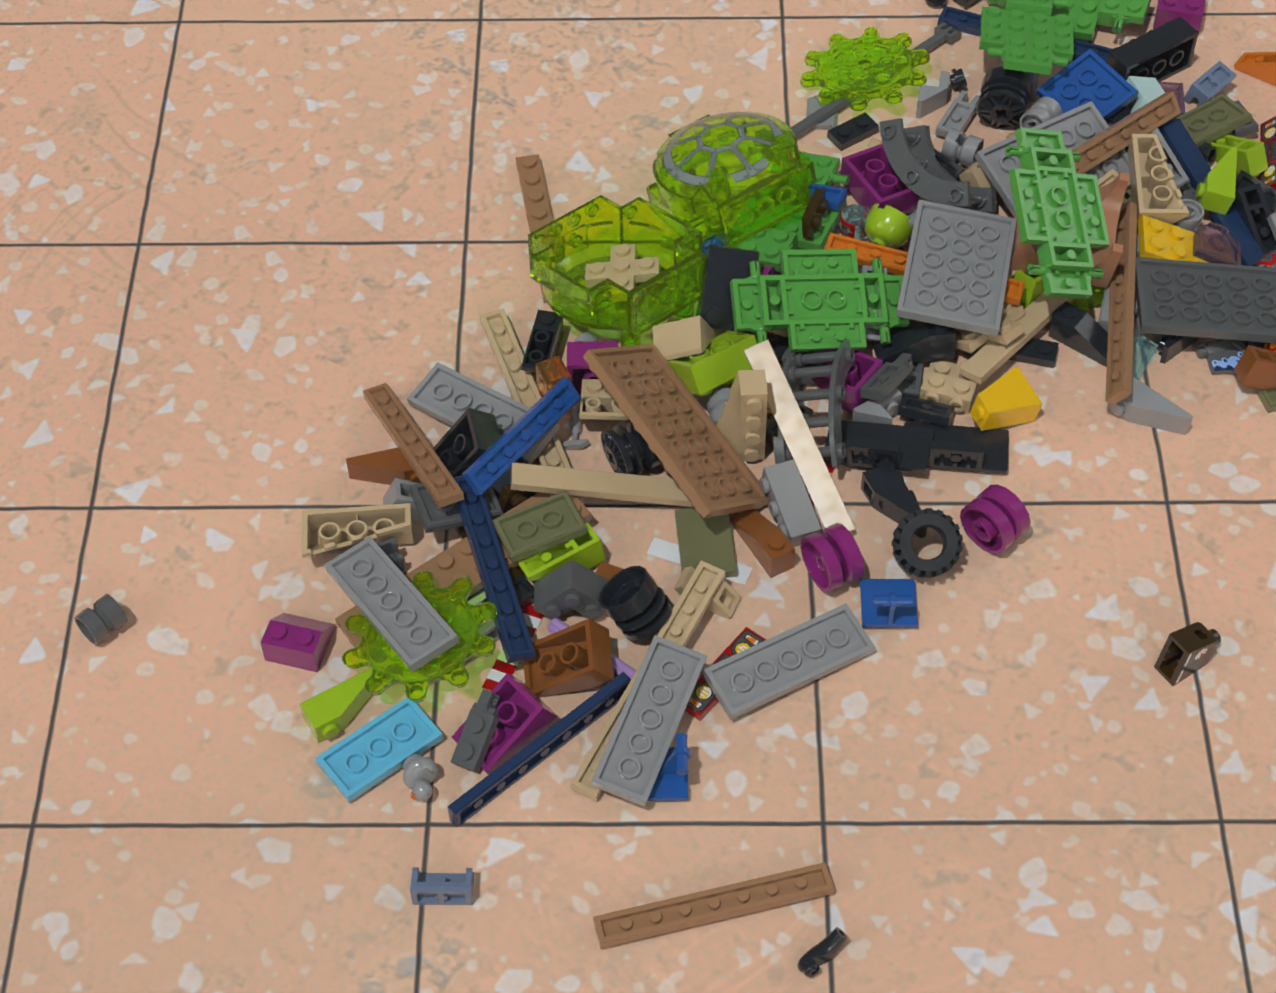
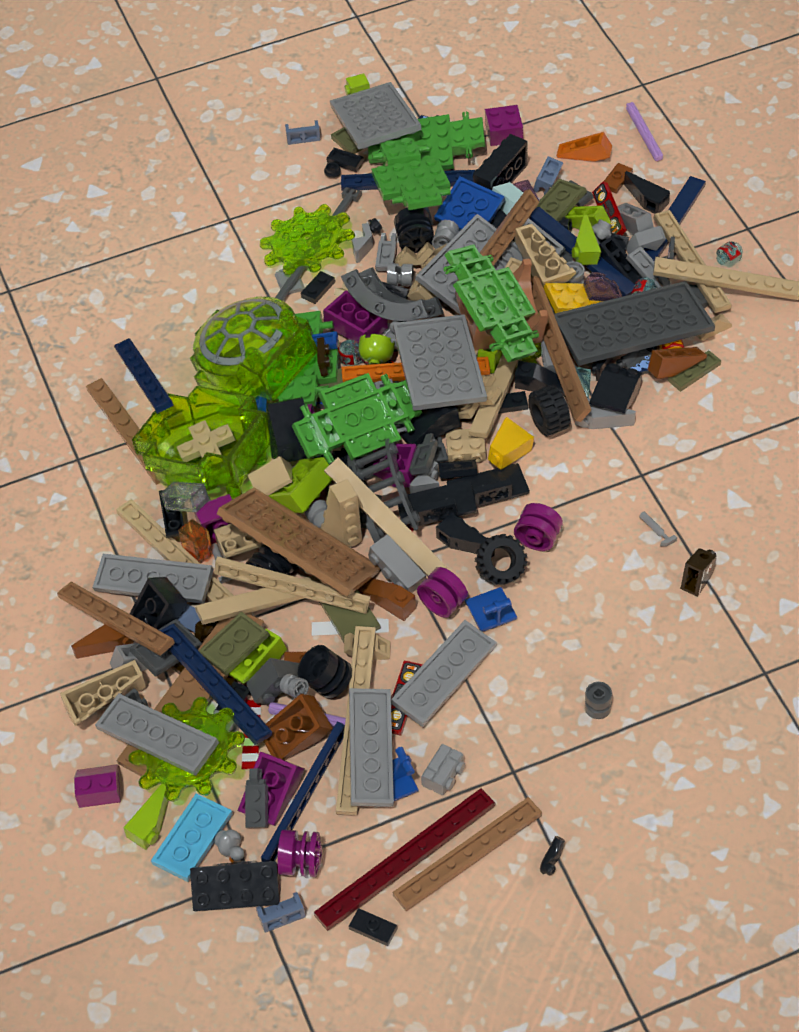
camera: 20 degrees left, 0 degrees up
(401, 829) = (234, 885): none -> black bracket
(496, 820) = (299, 853): none -> magenta wheel
(521, 436) = (193, 584): blue tile -> none
(549, 952) = (373, 927): none -> black plate
(561, 325) = (185, 496): none -> clear brick
(584, 166) = (143, 375): none -> dark blue tile
(586, 605) = (293, 685): none -> light grey wheel
(629, 880) = (403, 859): none -> dark red plate
(643, 480) = (290, 585): none -> tan tile
(731, 784) = (442, 770): none -> light grey brick
(975, 771) = (598, 700): none -> dark grey wheel
(983, 129) = (407, 256): none -> tan slope
(1076, 376) = (549, 410): none -> black tyre
(1157, 580) = (657, 529): none -> light grey piece
(1180, 378) = (616, 388): none -> black slope
(1248, 173) = (602, 230): none -> light grey animal

